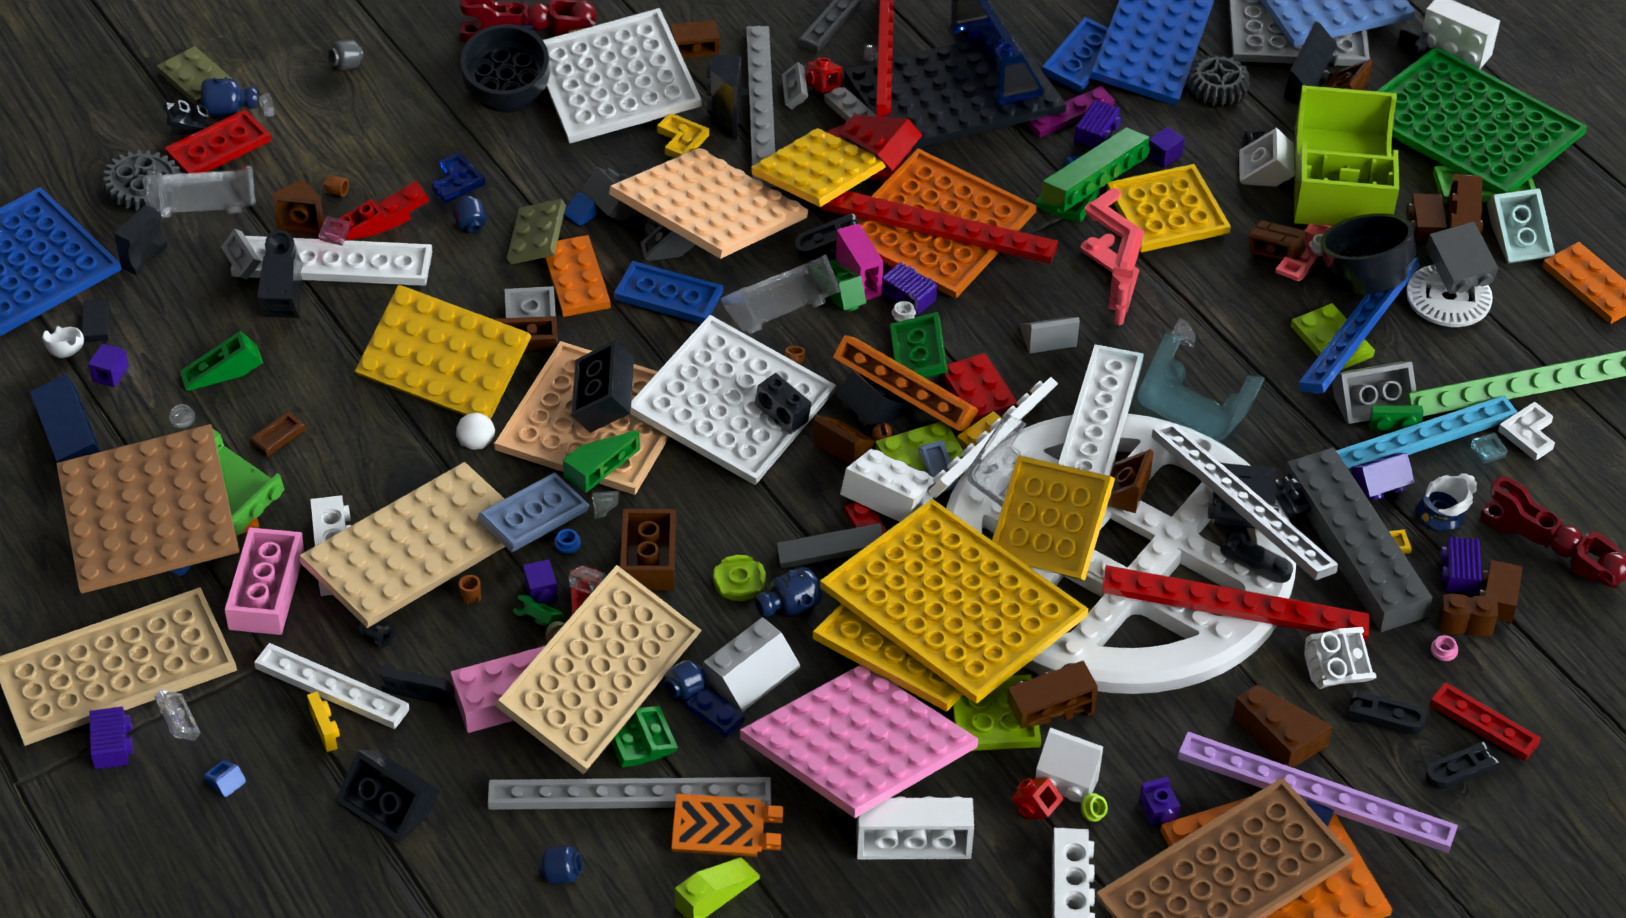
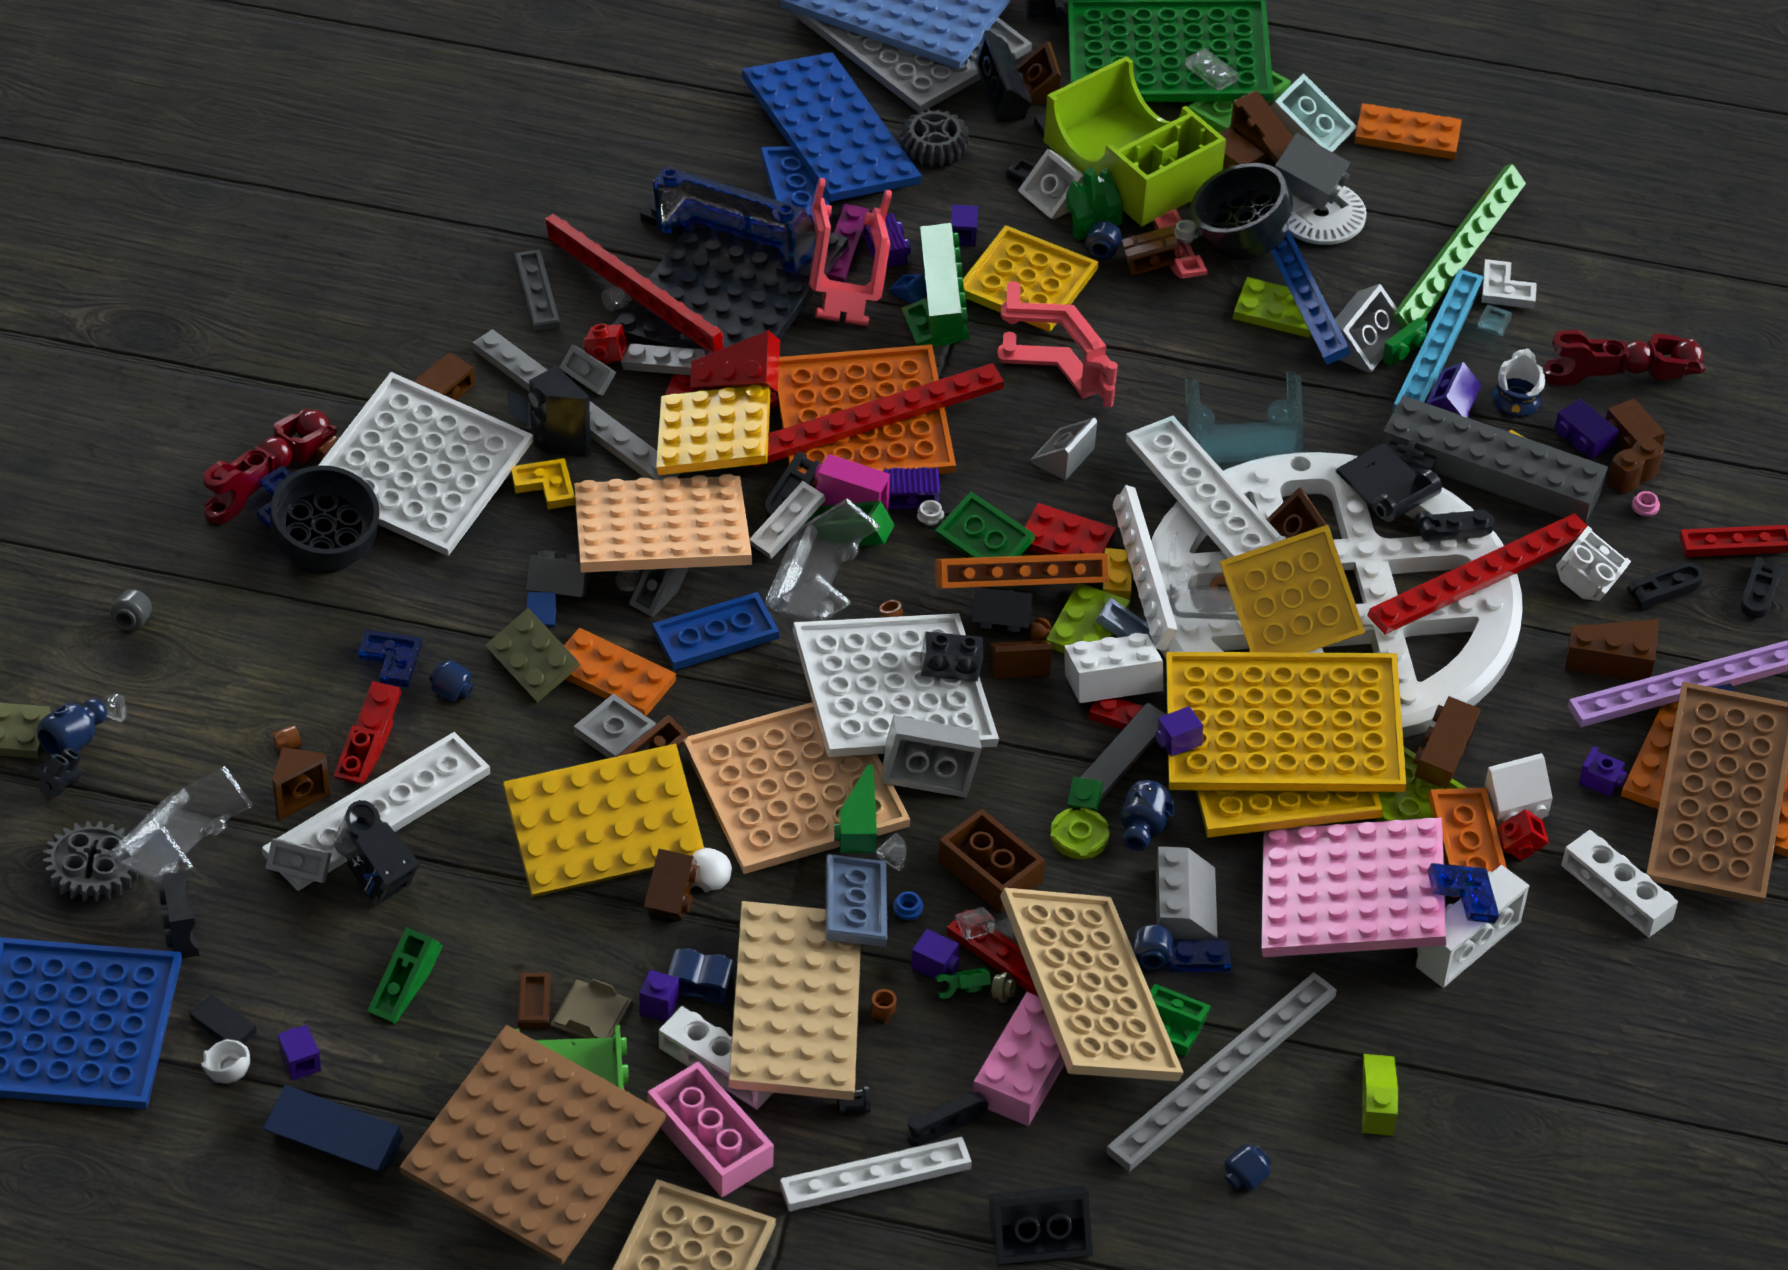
camera: 45 degrees left, 0 degrees up
(181, 416) = (428, 1048): clear plate -> none
(218, 143) = (118, 777): red plate -> none
(302, 466) = (591, 1010): none -> dark tan piece
(320, 713) = (910, 1208): yellow plate -> none
(334, 230) = (357, 778): clear pink plate -> none
(343, 481) = (659, 996): none -> dark purple brick
(382, 484) = (702, 975): none -> dark blue brick
(432, 420) = (671, 884): none -> reddish brown brick
(602, 386) = (793, 746): black brick -> none
(689, 455) = (930, 756): none -> light grey slope
(724, 825) = (1326, 1038): orange tile -> none
(770, 554) = (1085, 793): none -> green plate
(797, 253) = (787, 519): none -> white plate
(861, 550) = (1179, 731): none -> dark purple brick
(923, 791) = (1468, 883): none -> clear blue plate
(995, 771) = (1468, 827): none -> orange plate
(1016, 139) = (843, 296): none -> coral piece
(1093, 807) = (1563, 812): lime plate -> none
(1183, 328) = (1164, 381): clear tile -> none
(1245, 501) = (1405, 482): light grey plate -> none
(1251, 213) = (1103, 240): none -> dark blue head
(1270, 185) = (1093, 202): none -> green plate
(1477, 148) = (1211, 69): none -> clear plate

